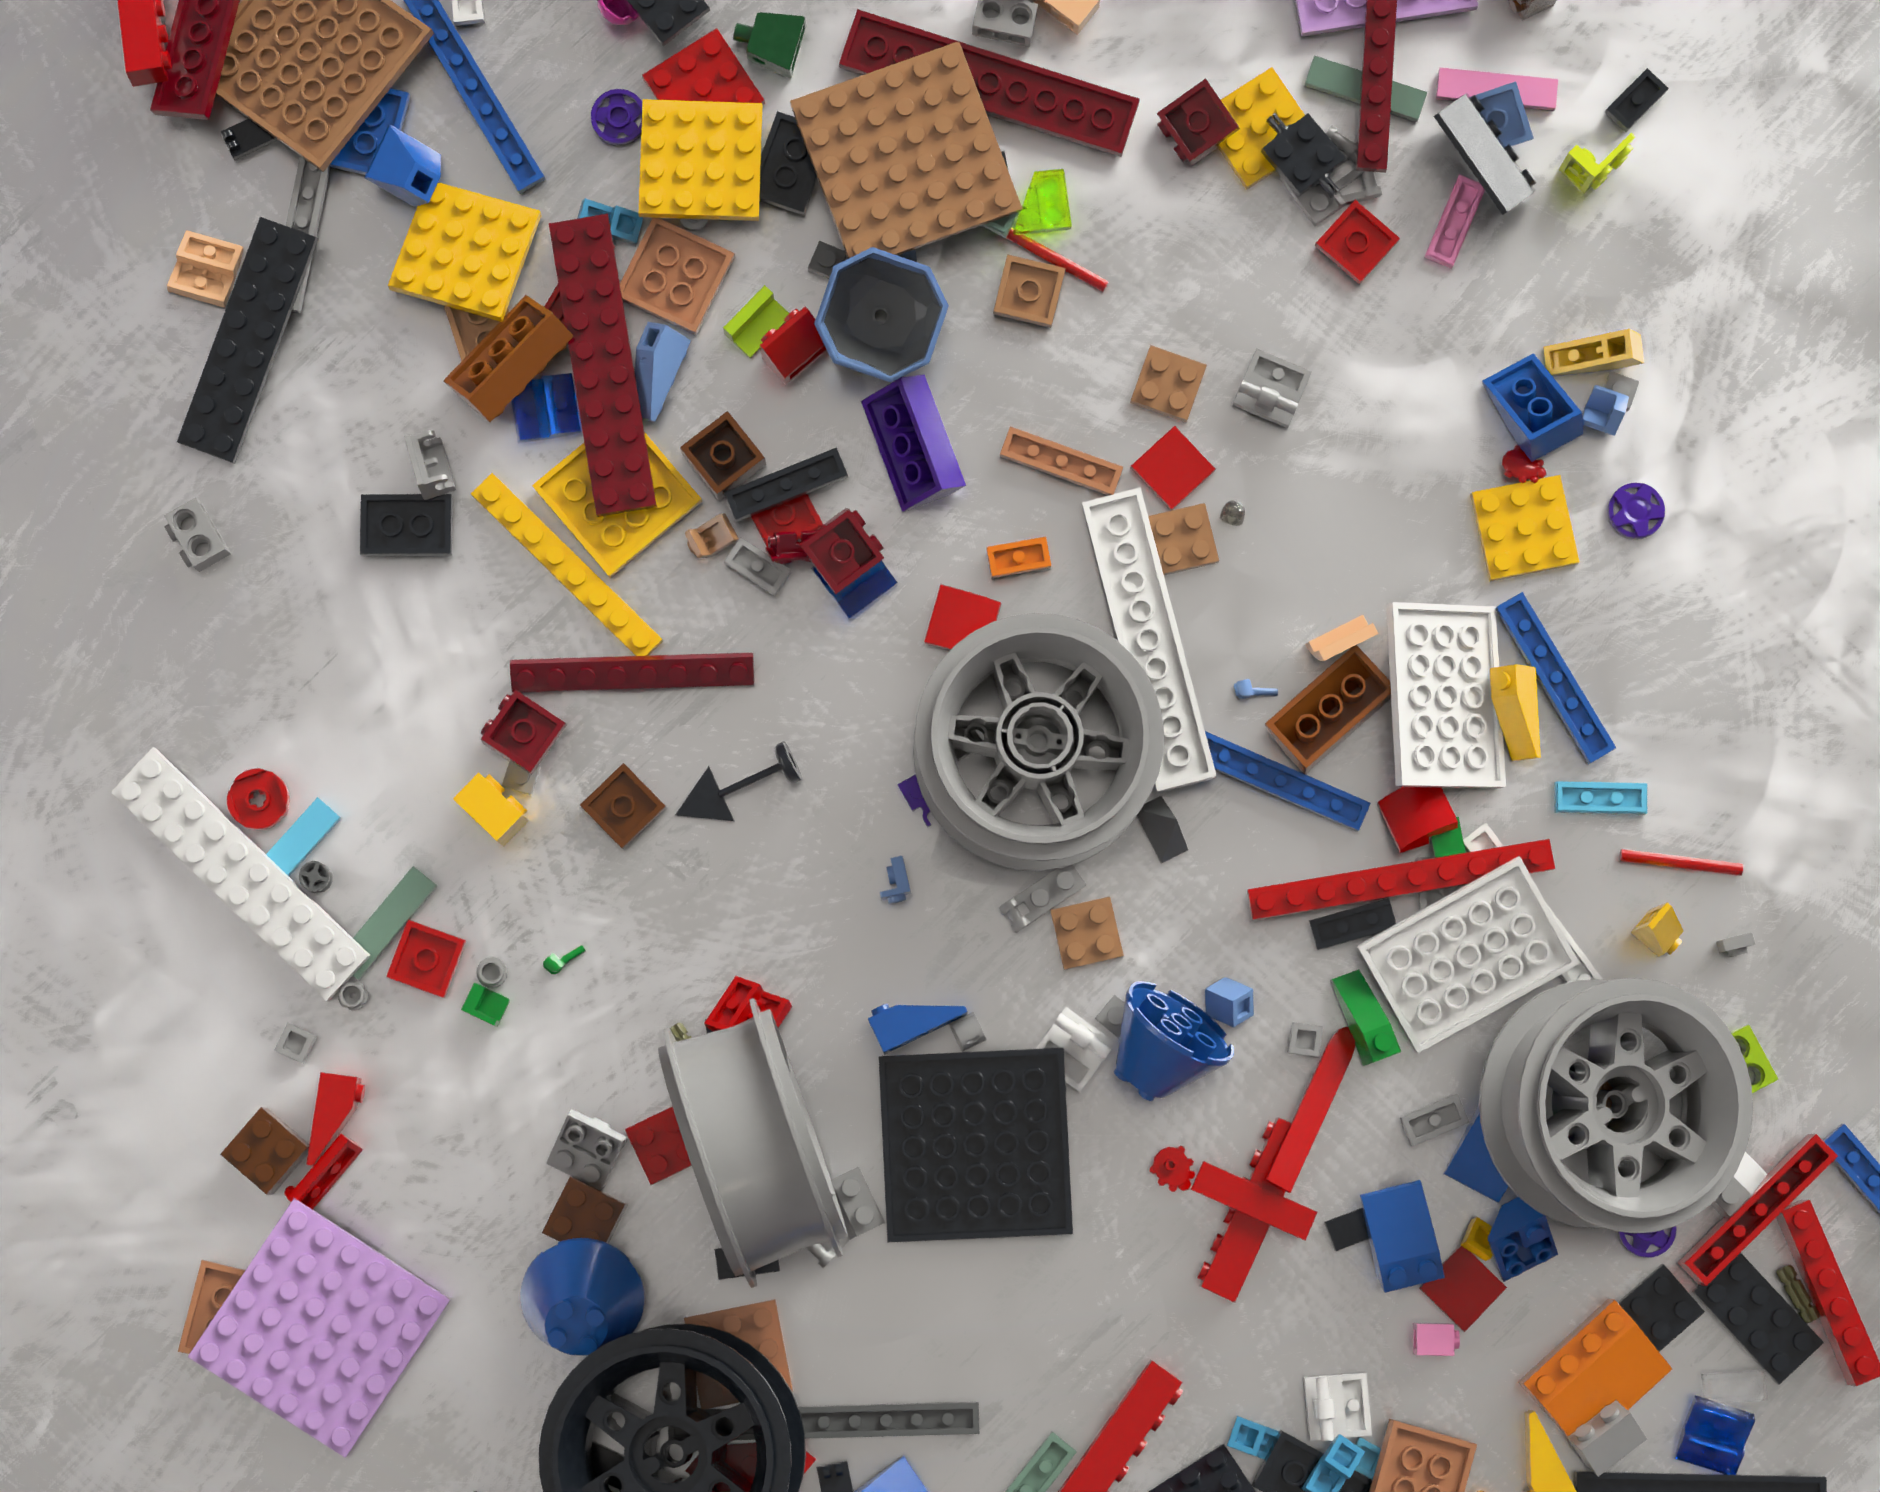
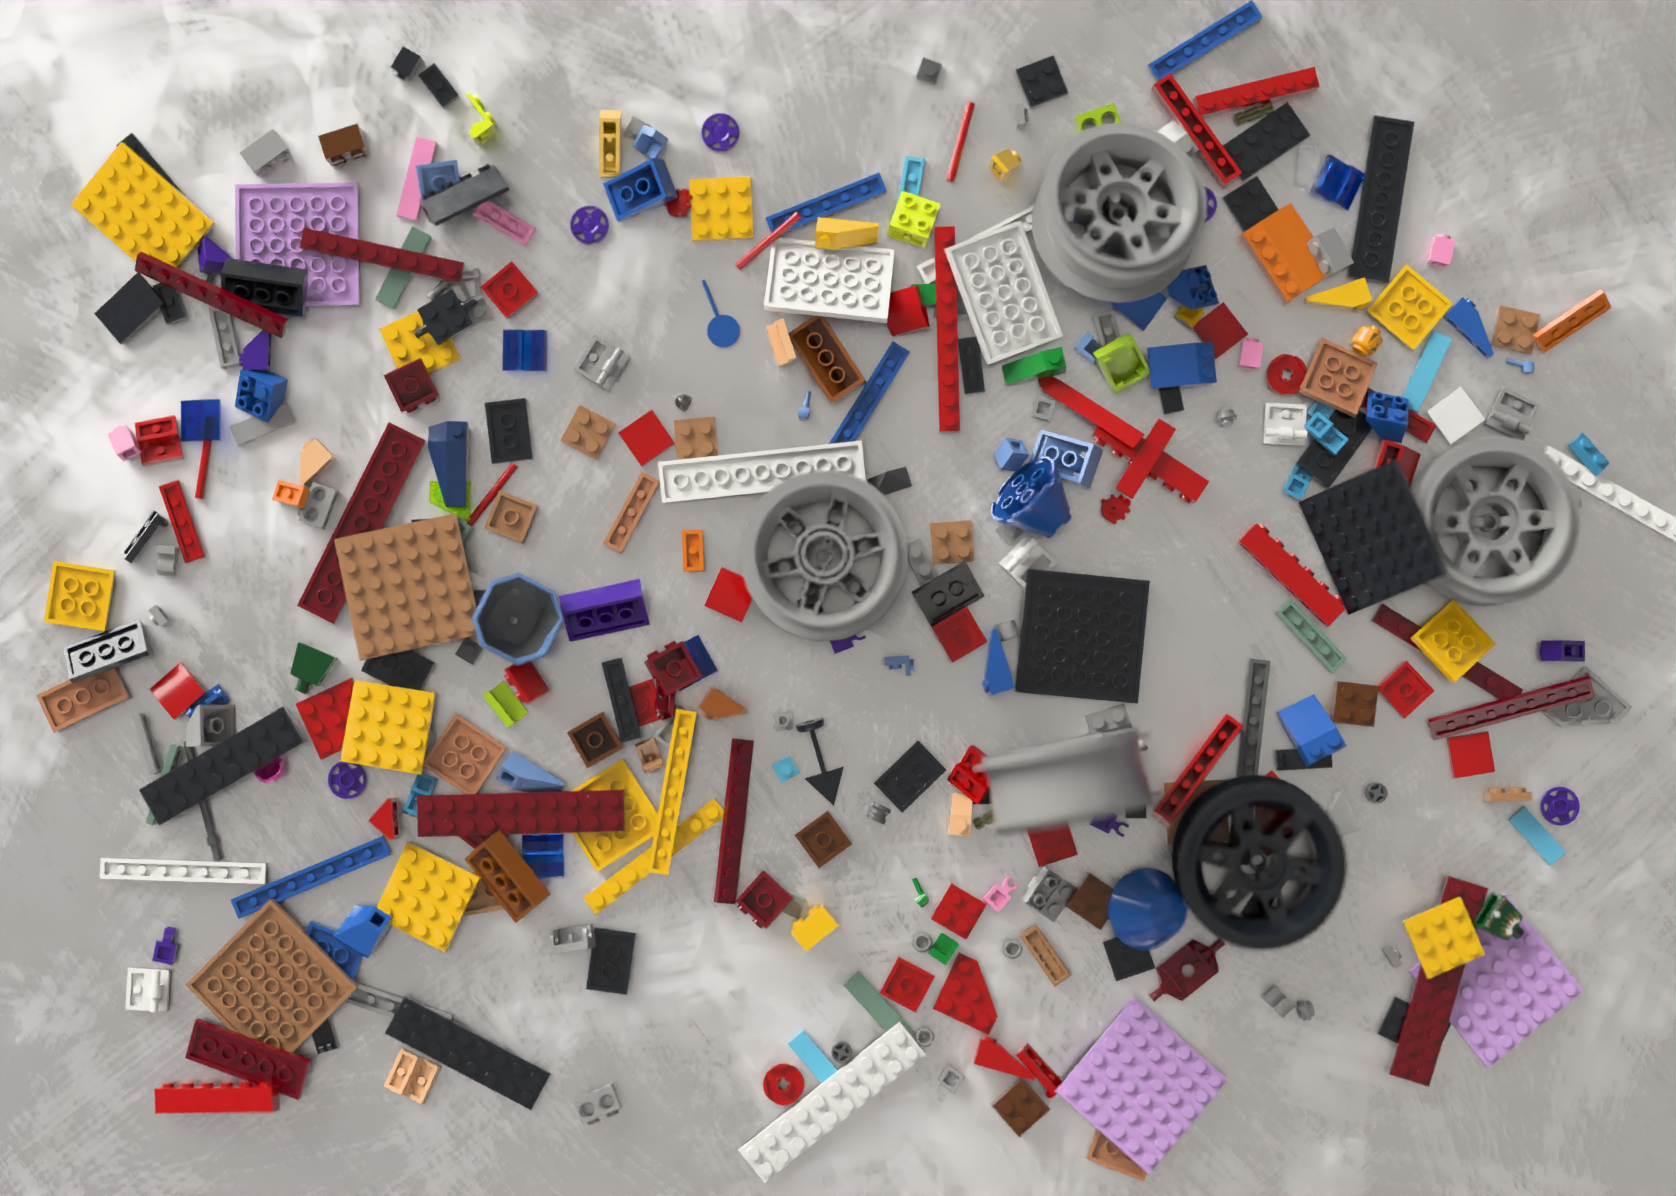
camera: 80 degrees left, 5 degrees up
(420, 1050) = (967, 996): none -> red plate
(490, 1348) = (1170, 972): none -> dark red plate
(495, 1157) = (1045, 955): none -> medium nougat plate
(499, 1106) = (1012, 948): none -> light grey plate
(502, 1280) = (1126, 960): none -> black tile
(544, 1020) = (958, 911): none -> red plate
(568, 177) = (386, 819): none -> red slope
(573, 1074) = (997, 896): none -> bright pink plate
(662, 575) = (672, 792): none -> yellow plate
(672, 881) = (878, 813): none -> dark grey wheel
(684, 1001) = (960, 815): none -> light nougat slope
(702, 1223) = (1107, 823): none -> dark purple plate
(719, 737) = (785, 769): none -> medium azure plate
(732, 919) = (910, 776): none -> black plate
(788, 731) = (788, 720): none -> light grey plate
(798, 621) = (720, 706): none -> dark orange slope
(799, 1344) = (1197, 770): none -> red brick
(952, 962) = (959, 634): none -> red plate
(1009, 937) = (948, 593): none -> black tile
(1102, 193) = (450, 457): none -> dark blue wedge
(1153, 271) = (508, 431): none -> black tile
(1237, 1092) = (1074, 458): none -> medium blue slope
(1273, 276) = (524, 350): none -> clear blue slope
(1334, 1316) = (1226, 417): none -> light grey plate
(1349, 556) = (722, 329): none -> blue piece
(1391, 1145) = (1121, 363): none -> lime container
(1406, 1094) = (1087, 346): none -> medium blue panel
(1413, 1380) = (1289, 363): none -> red plate
(1470, 342) = (589, 224): none -> dark purple wheel
(1489, 601) = (768, 240): none -> red bar
(1554, 807) = (913, 219): none -> neon yellow bracket
(1659, 49) = (406, 64): none -> black brick
(1778, 801) = (929, 71): none -> dark grey plate
(1790, 969) = (1041, 81): none -> black plate

